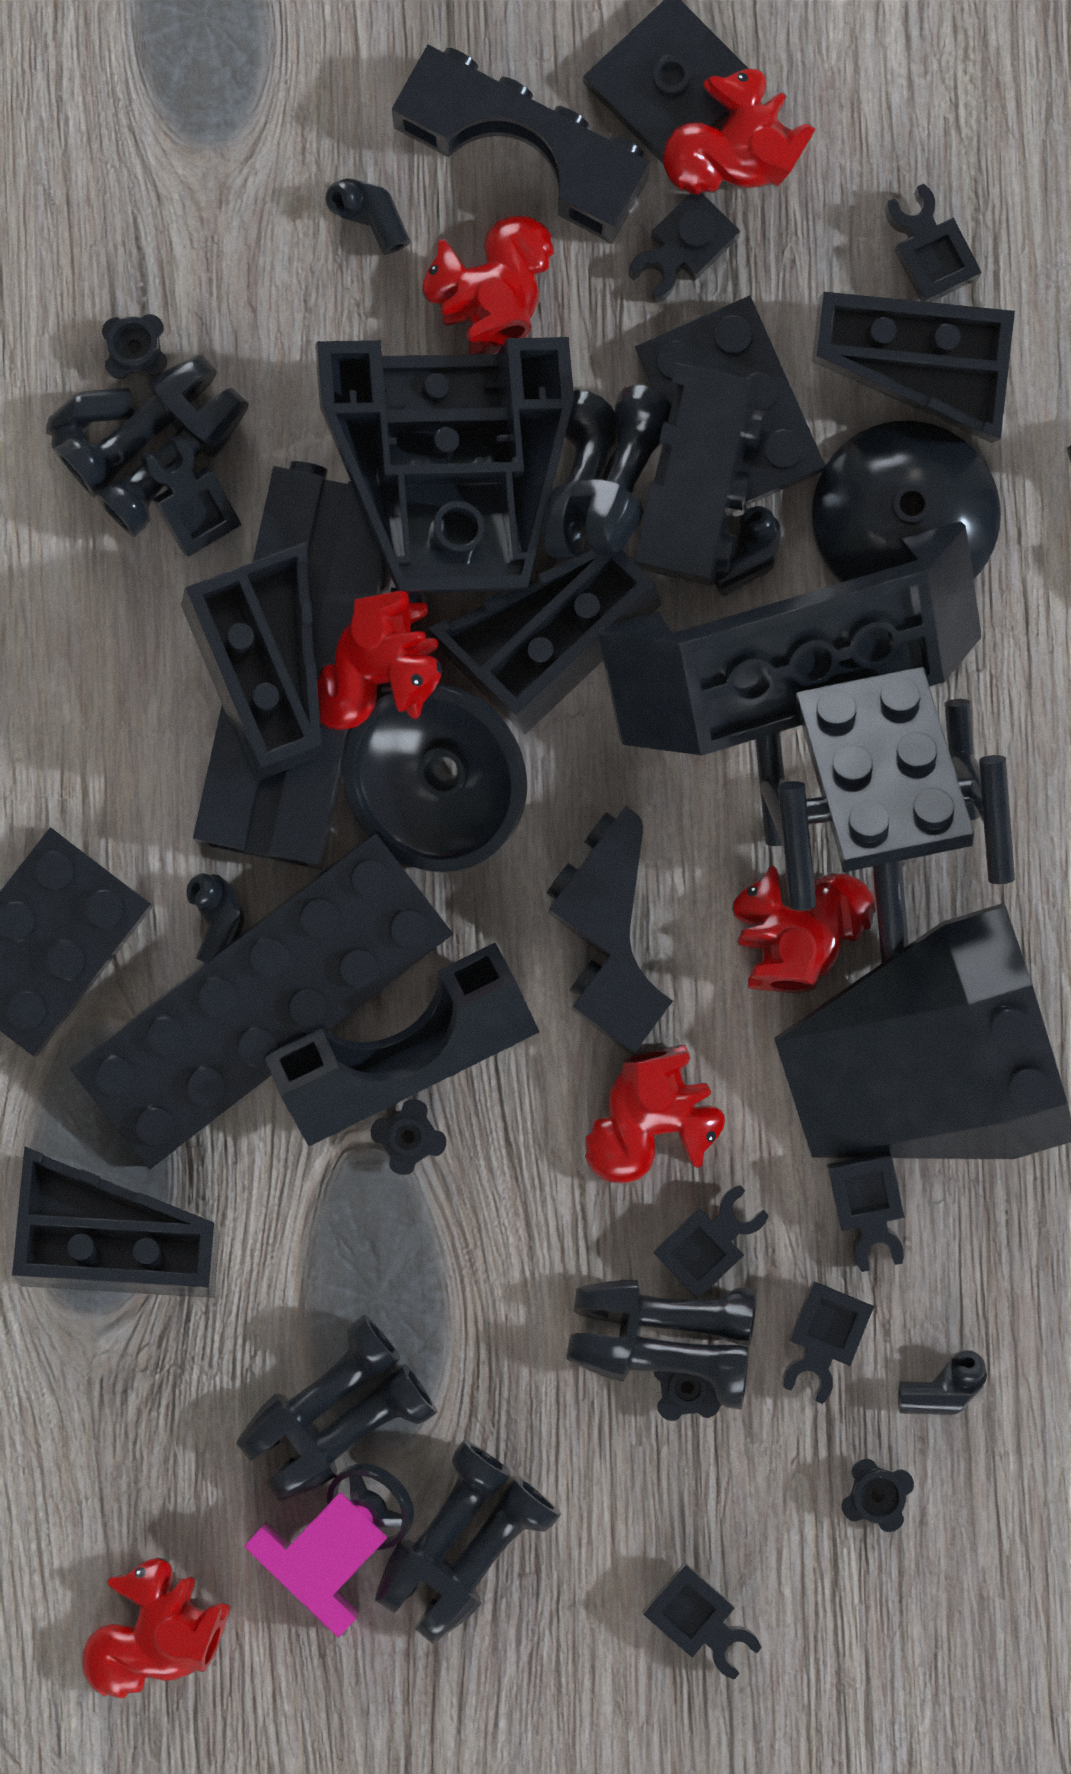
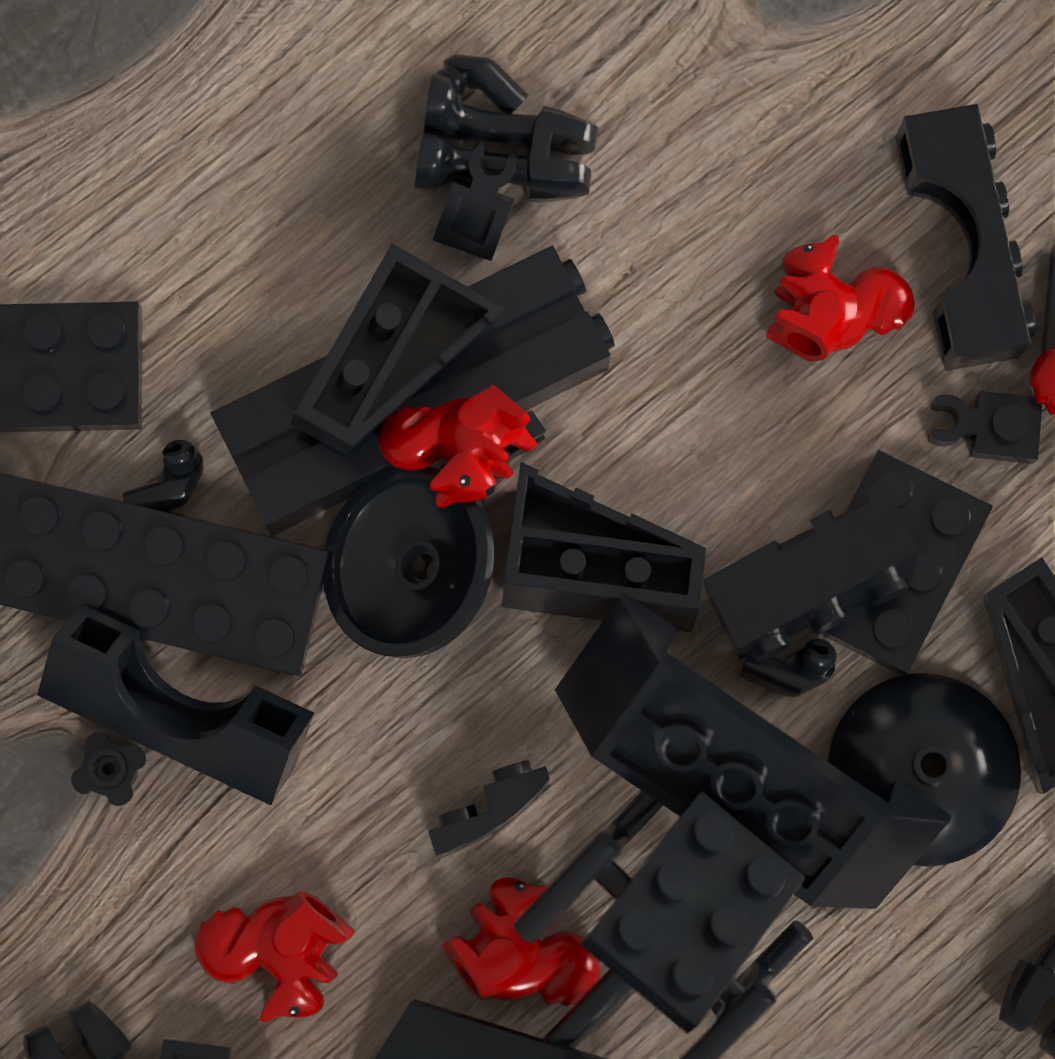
camera: 50 degrees right, 5 degrees down
(121, 333) = (564, 57): black plate -> none
(369, 206) = (818, 164): black arm -> none
(450, 455) = (669, 370): black wedge -> none
(598, 908) = (409, 774): black arch -> none
(599, 507) = (716, 508): black piece -> none
(677, 844) = (507, 797): none -> black slope

